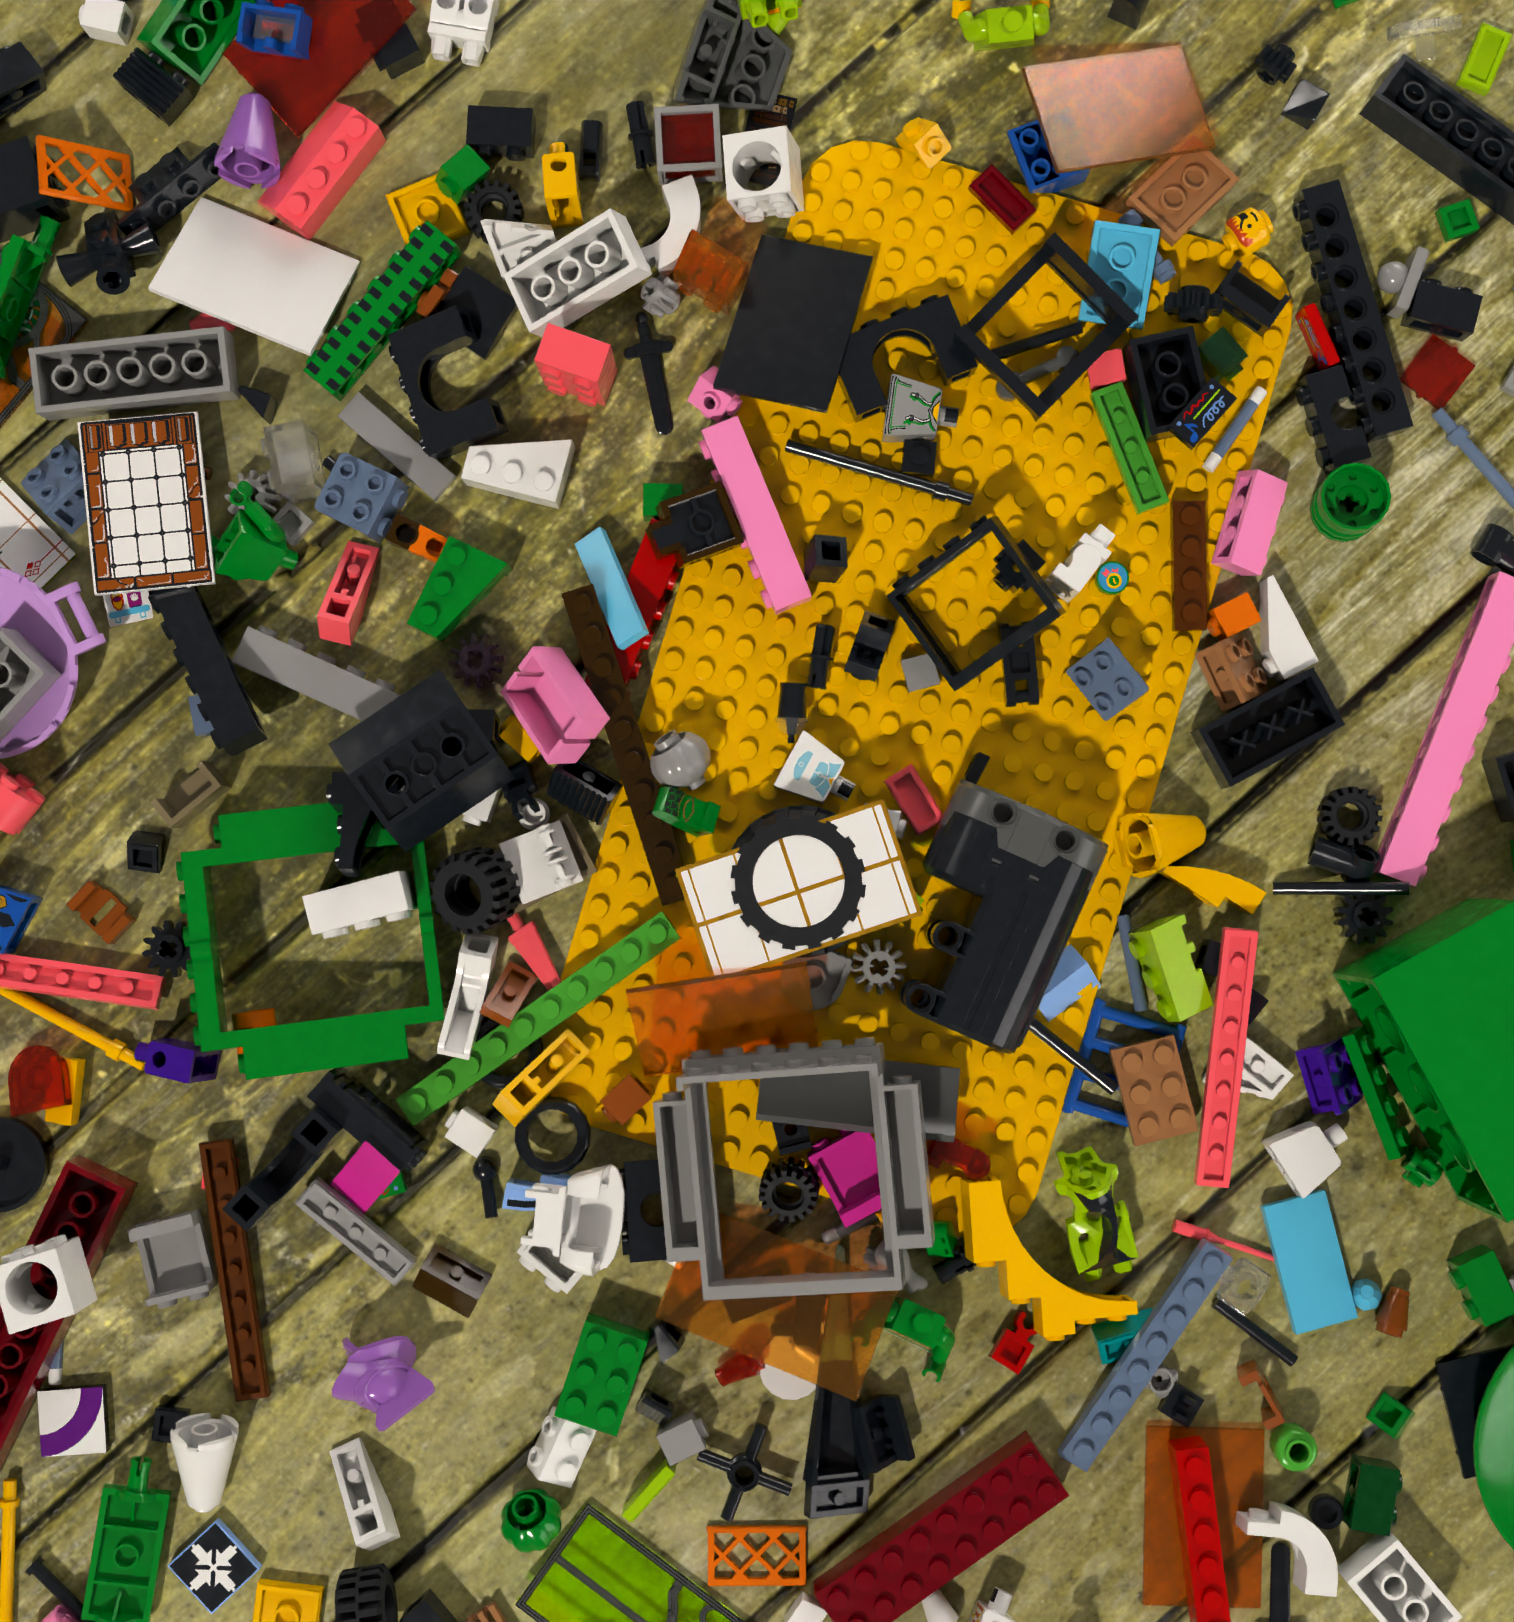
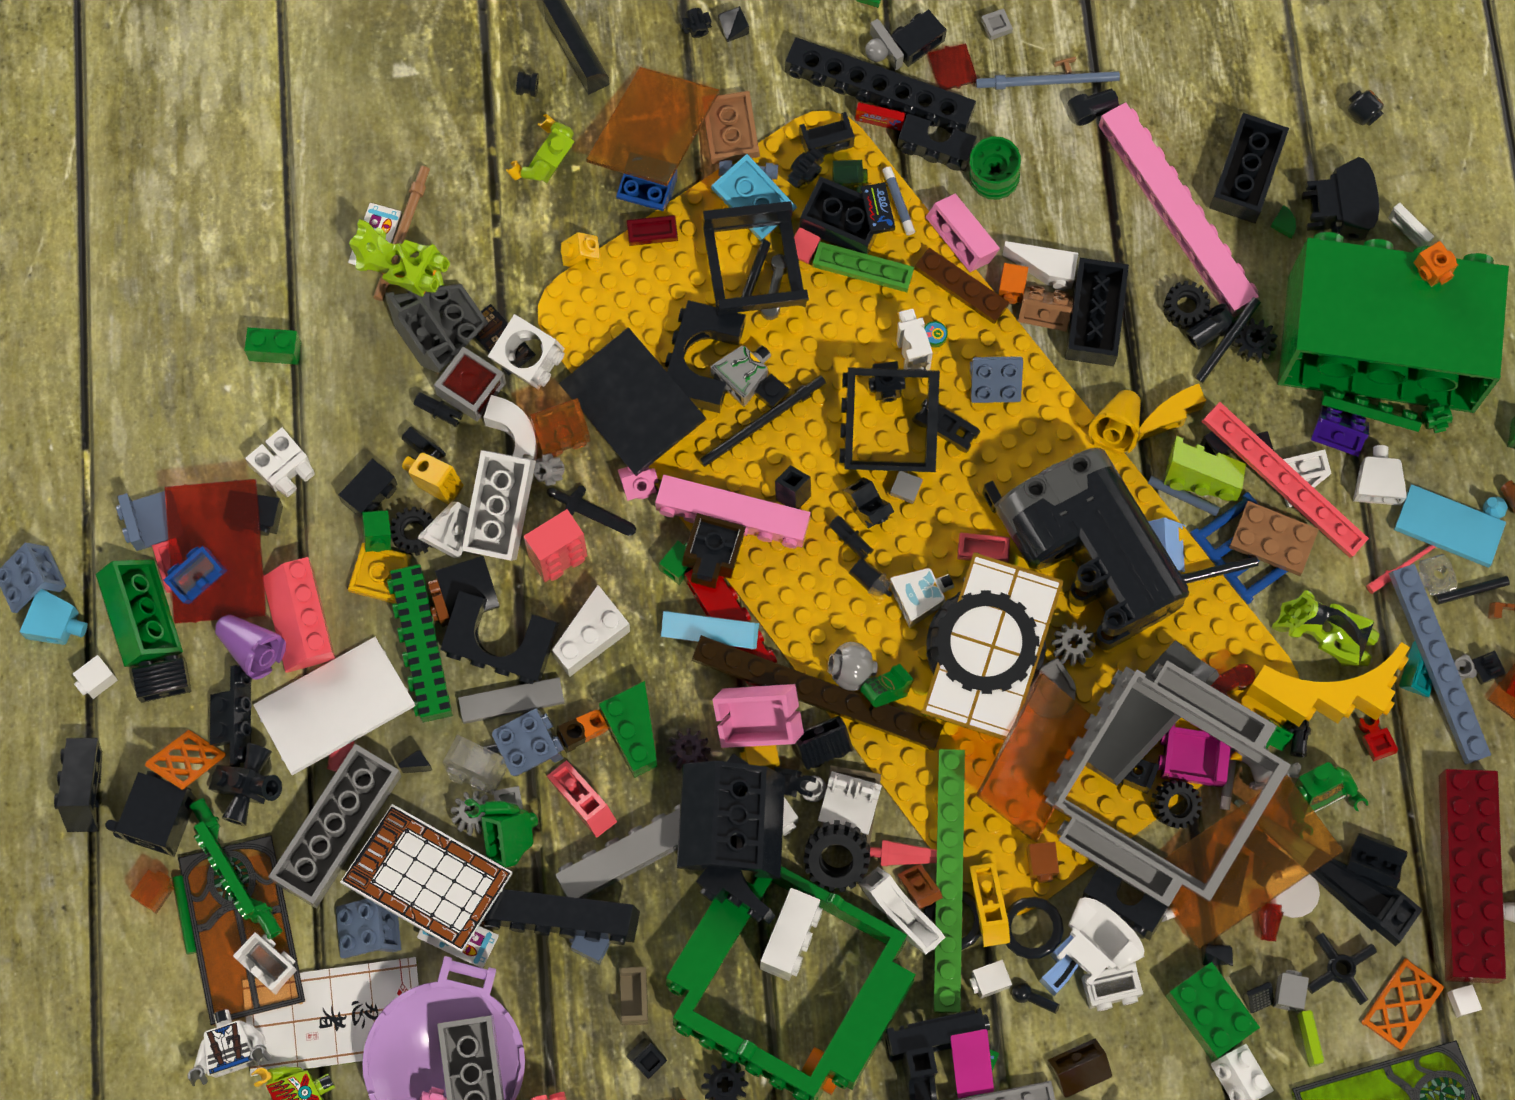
camera: 55 degrees left, 15 degrees down
(1247, 232) = (785, 109): yellow head -> none

